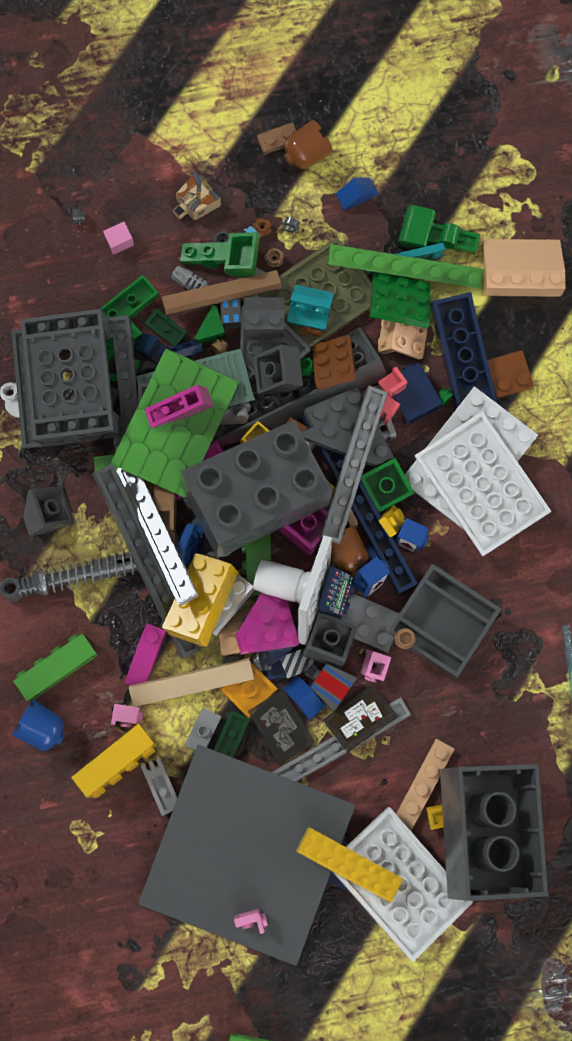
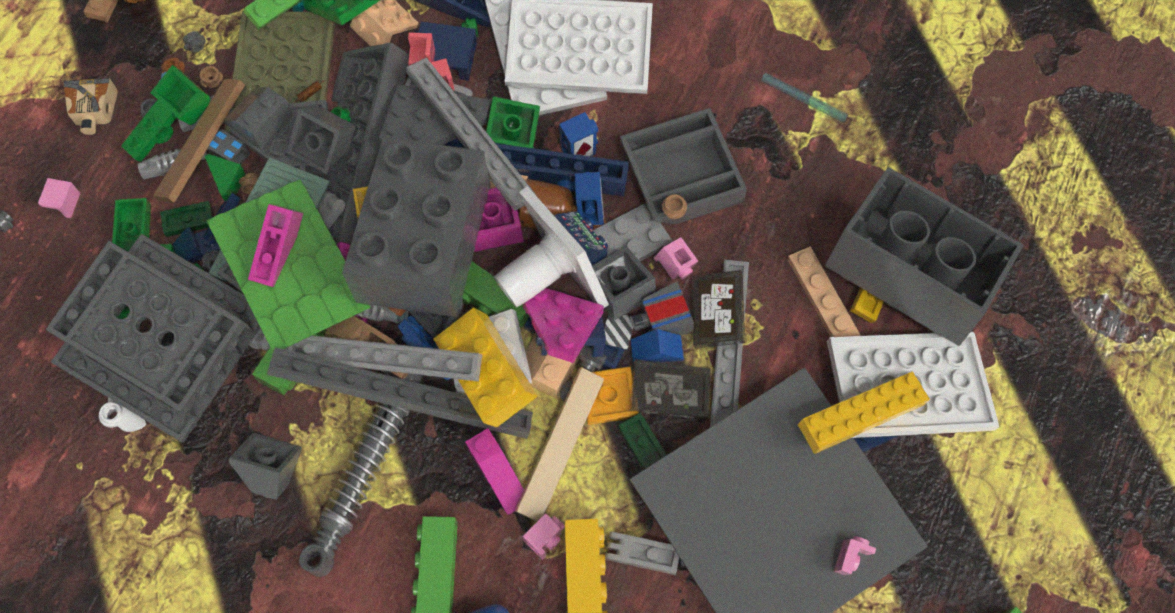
camera: 50 degrees left, 10 degrees down
(203, 729) = (616, 469): light grey plate -> none
(310, 307) = (287, 73): teal bracket -> none
(334, 362) = (357, 88): dark orange plate -> none
(392, 520) = (550, 143): yellow plate -> none

